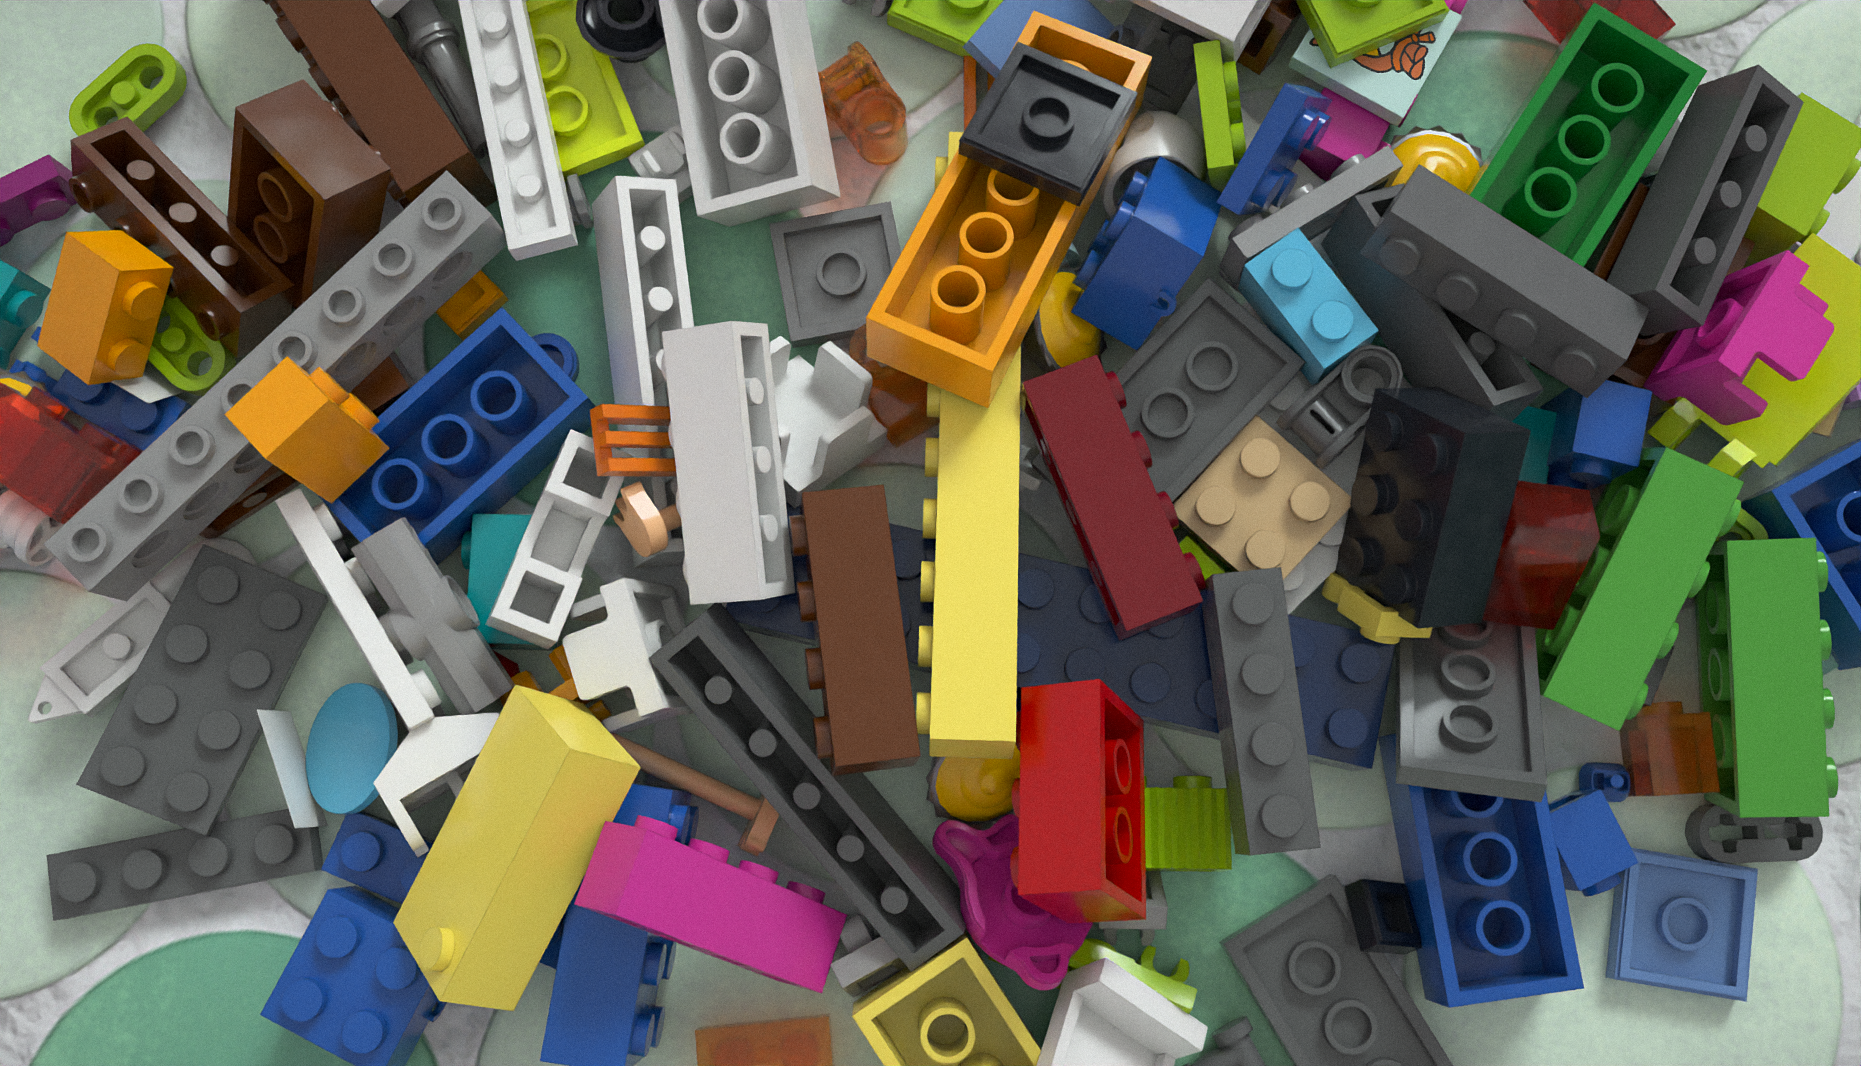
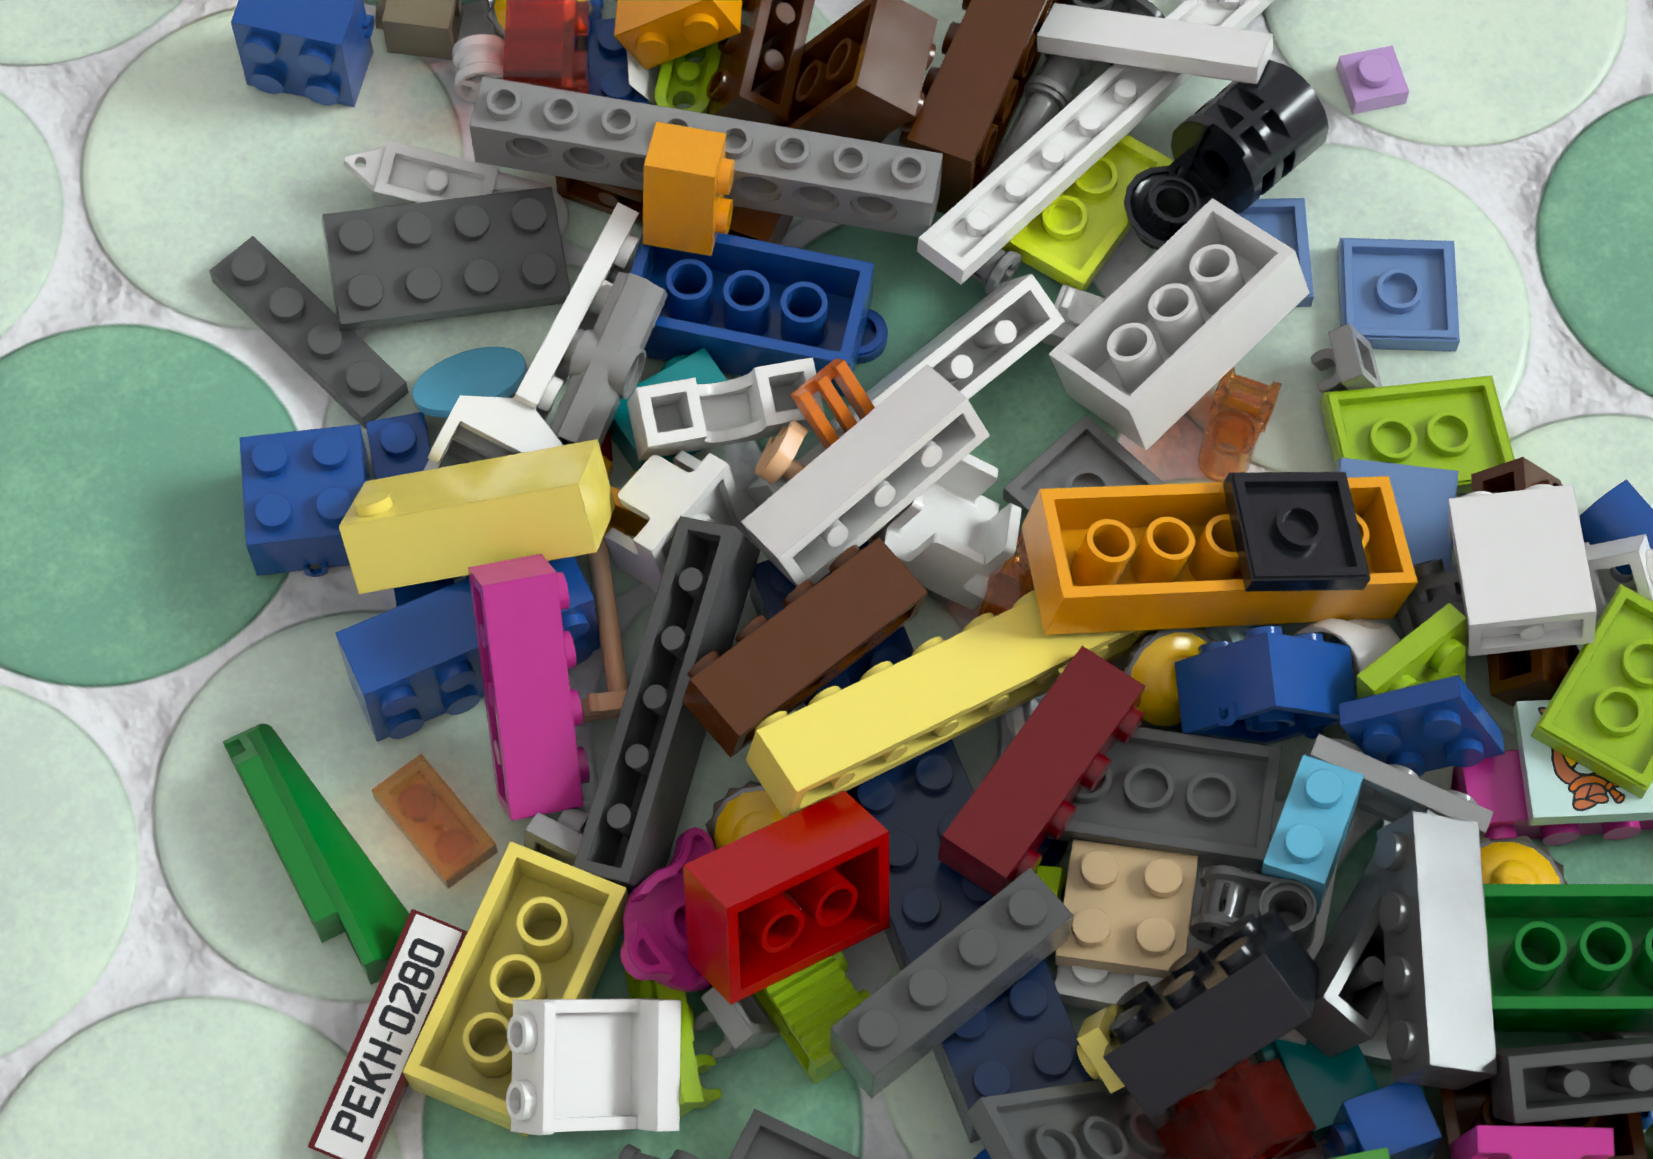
camera: 55 degrees right, 15 degrees down
(291, 768) = (427, 352): white sticker -> none
(472, 305) = (868, 246): light orange tile -> none

